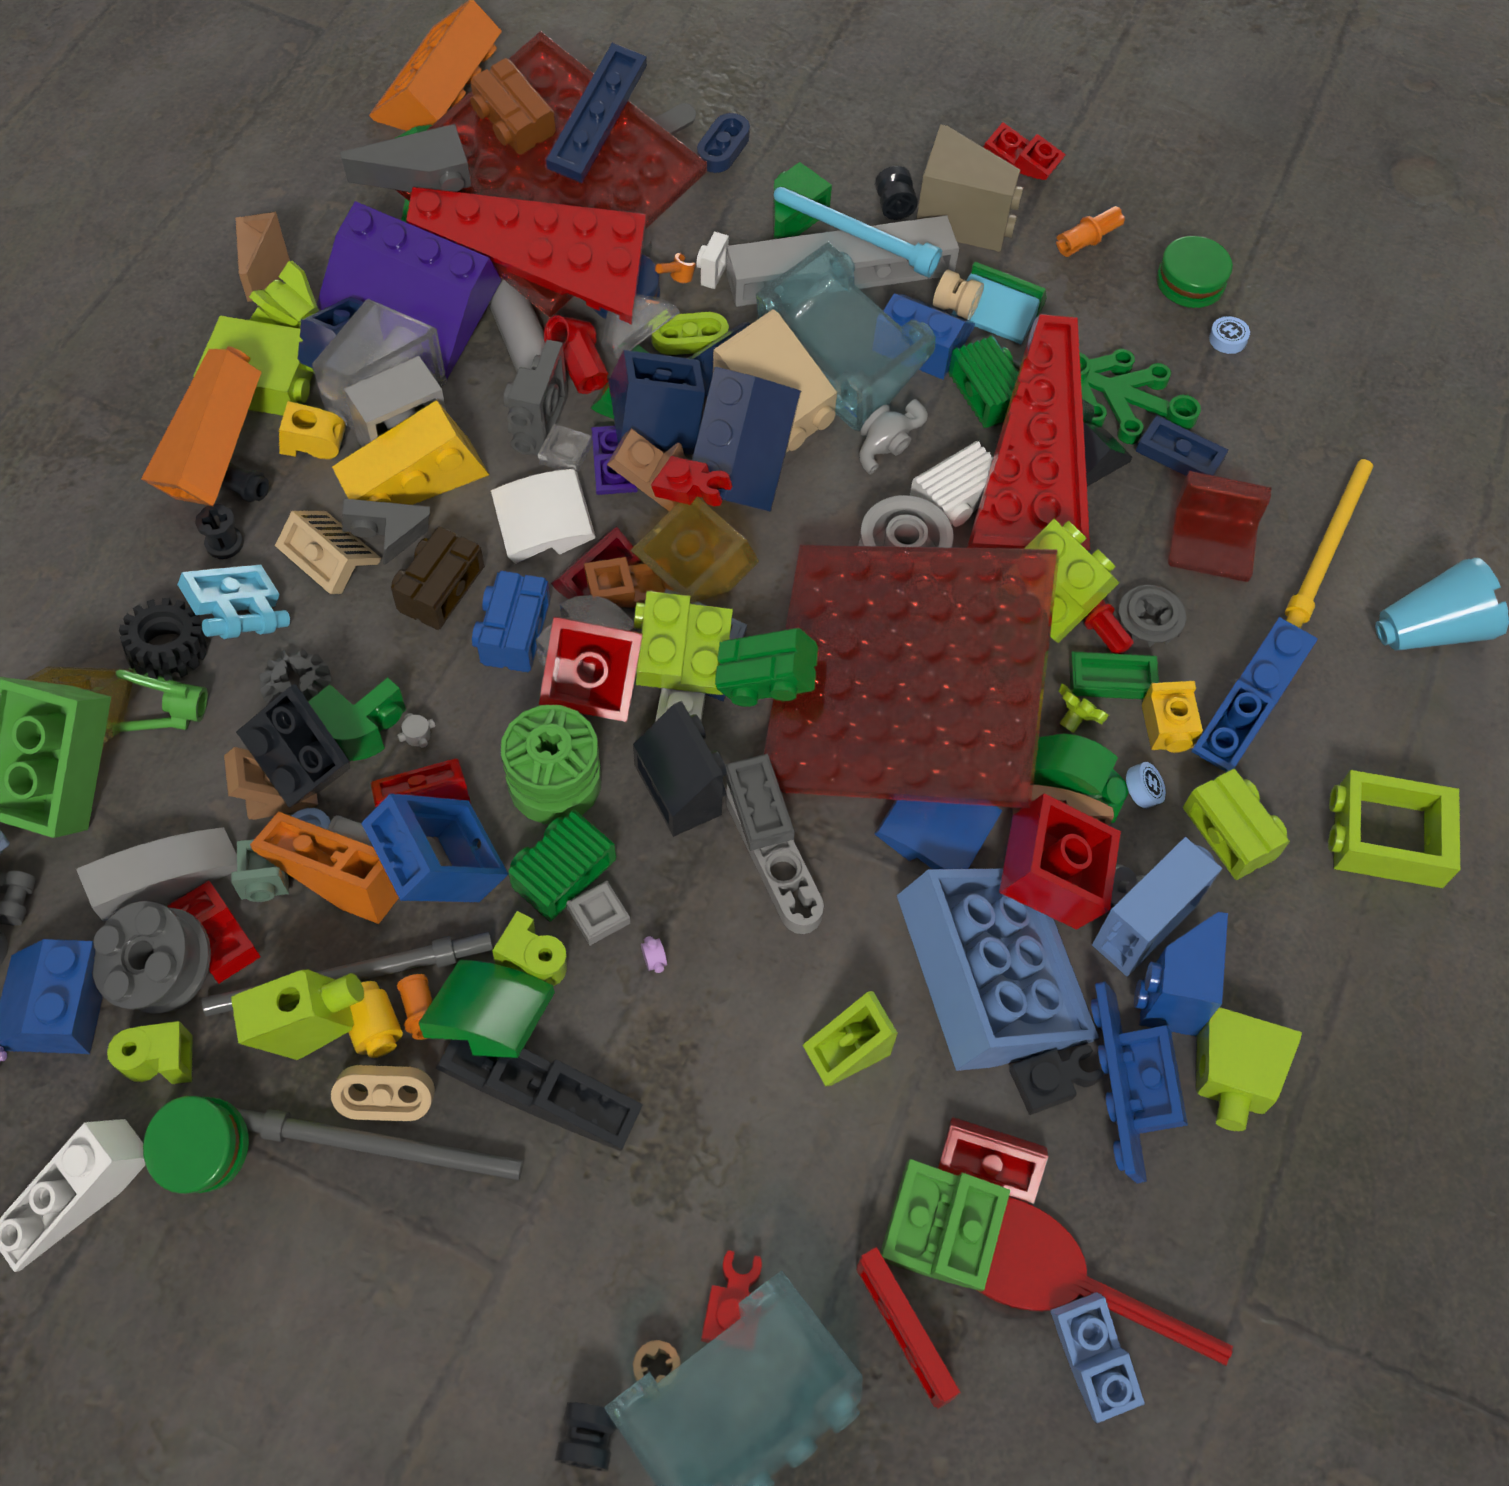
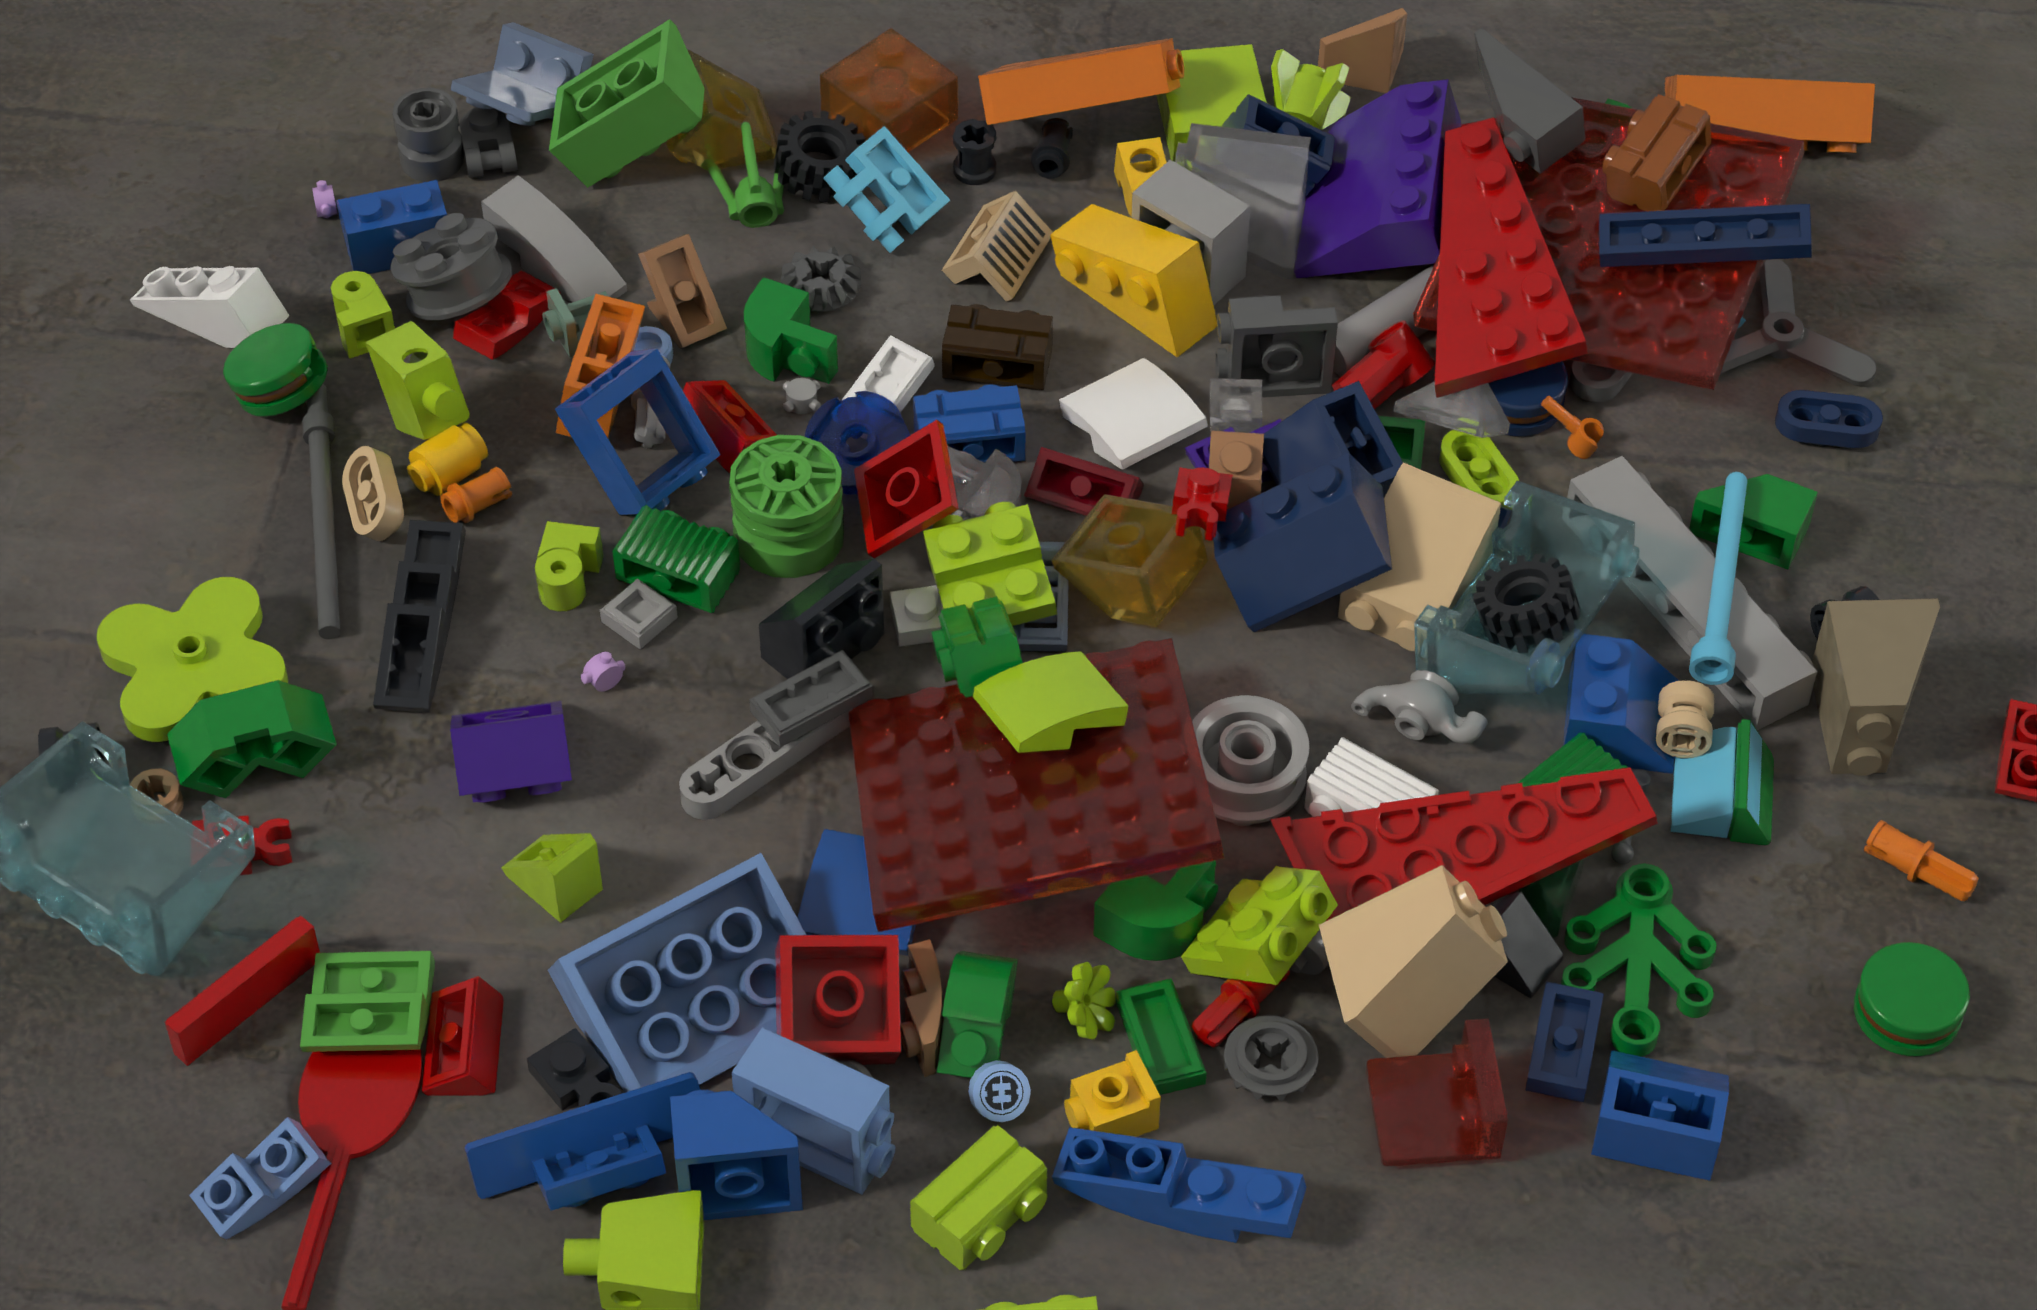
camera: 75 degrees right, 10 degrees down
(122, 567) = (892, 87): none -> clear orange brick
(294, 747) = (714, 285): black slope -> none
(398, 522) = (1043, 284): dark grey slope -> none
(442, 952) = (542, 492): dark grey bar -> none
(444, 668) = (894, 373): none -> white plate
(473, 695) = (852, 417): none -> clear blue plate
(488, 1007) = (484, 539): green slope -> none
(547, 1327) = (187, 653): none -> lime plant
(622, 583) = (1057, 498): dark orange slope -> none
(637, 1262) = (247, 728): none -> green brick
(713, 259) = (1607, 448): white plate -> none
(714, 1043) = (510, 751): none -> dark purple slope
(844, 313) = (1539, 581): none -> black tyre
(858, 629) = (1048, 699): none -> lime slope
(1134, 494) = (1412, 960): none -> tan slope
(1229, 335) = (1823, 1072): light blue tile -> none
(1254, 414) = (1661, 1115): none -> blue slope
(1302, 605) = (1363, 1231): yellow bar -> none

